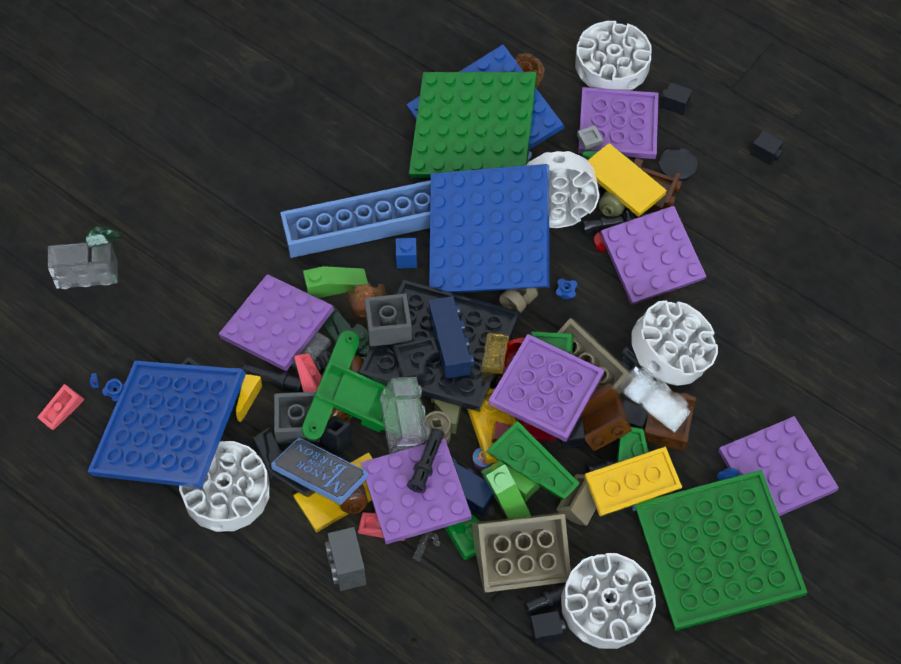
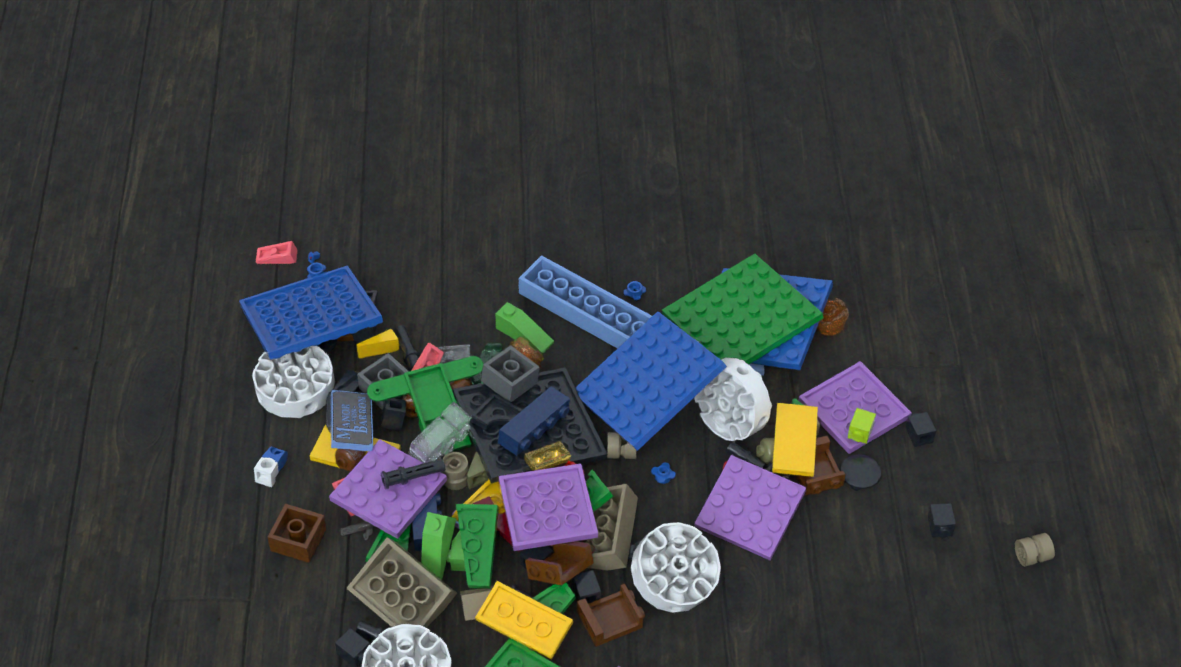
camera: 50 degrees right, 10 degrees down
(71, 268) = (400, 193): clear piece -> none
(102, 236) = (417, 173): clear green plate -> none
(276, 322) = (456, 319): medium lavender plate -> none
(299, 567) = (269, 466): none -> white leg
(345, 559) = (297, 483): dark grey brick -> none
(368, 173) = (634, 290): none -> blue plate
(394, 592) = (297, 533): none -> reddish brown brick
(406, 253) = (589, 353): blue brick -> none
(590, 137) = (813, 394): light grey plate -> none
(613, 56) = (911, 360): white brick -> none
(648, 130) = (861, 425): none -> lime brick
(655, 397) = (608, 588): clear piece -> none
(840, 113) = (1038, 548): none -> dark tan wheel

